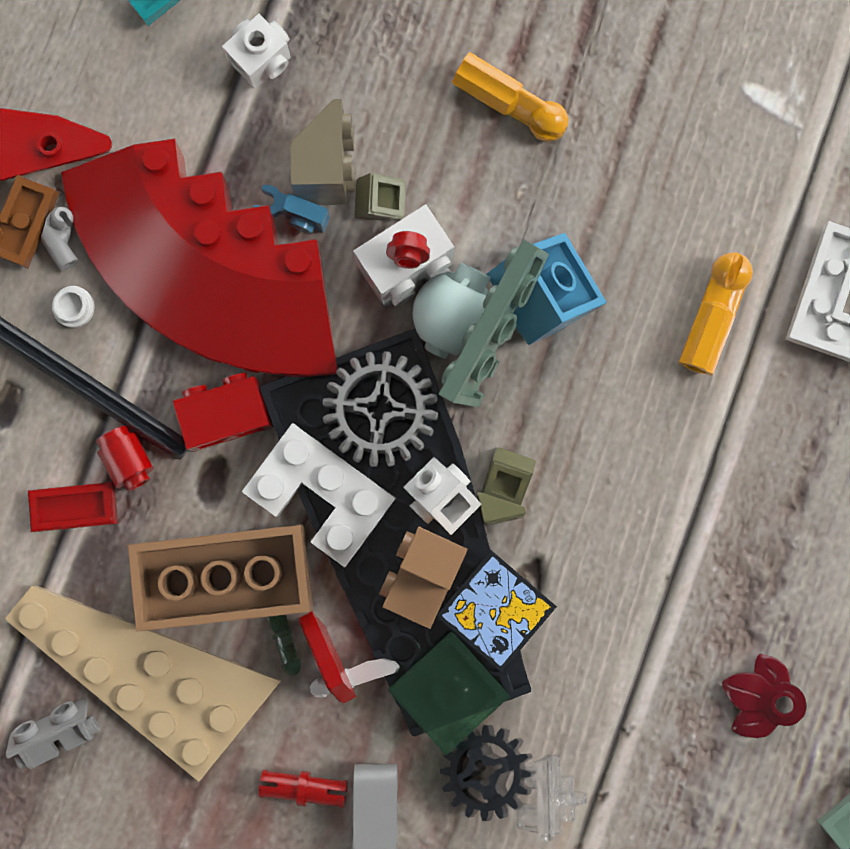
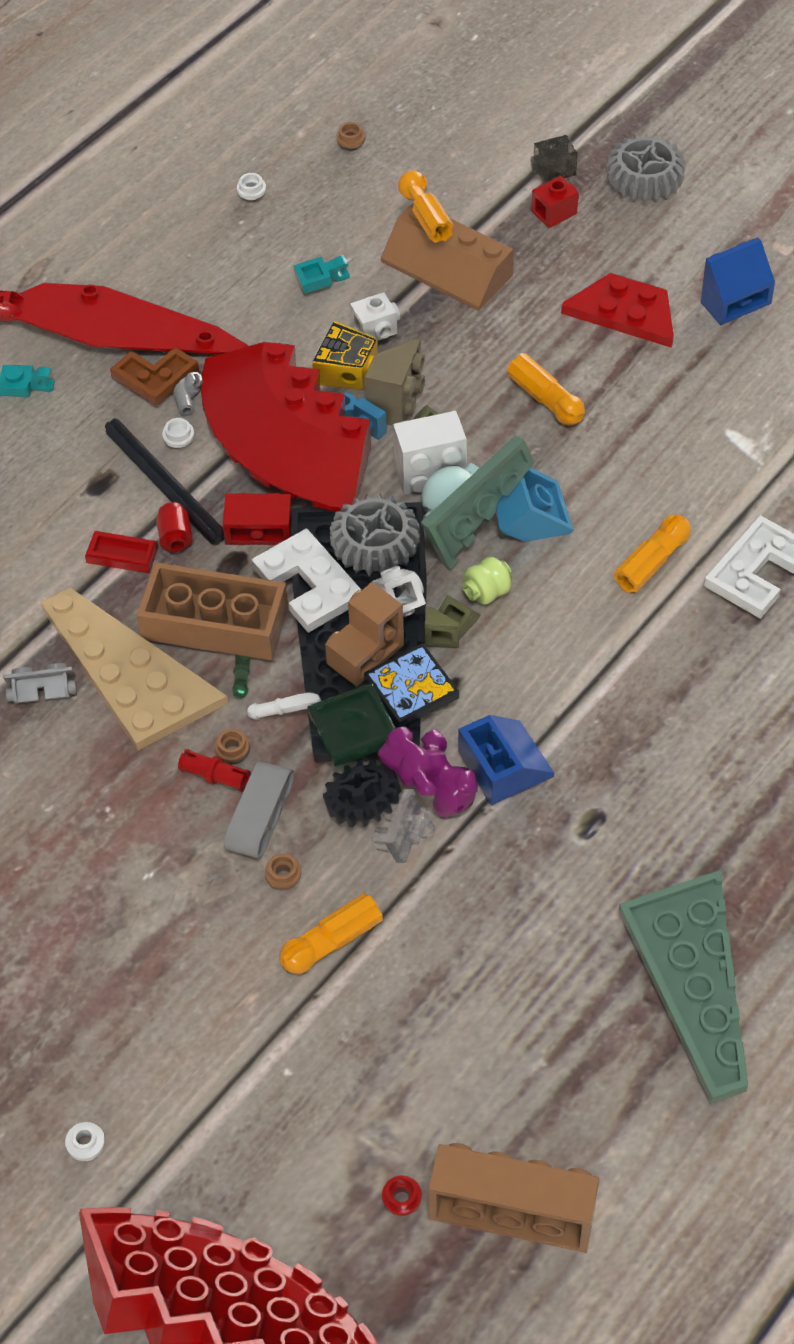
camera: 20 degrees right, 30 degrees down
(245, 124) = (345, 357): none -> torso
(307, 759) = (230, 738): none -> medium nougat plate
(326, 658) = (269, 679): red tile -> none
(408, 249) = (431, 425): red plate -> none
(533, 422) = (487, 580): none -> yellowish green piece
(585, 734) = (430, 770): none -> magenta animal
(635, 670) = (502, 757): none -> blue slope
(757, 697) = (602, 812): dark red plate -> none

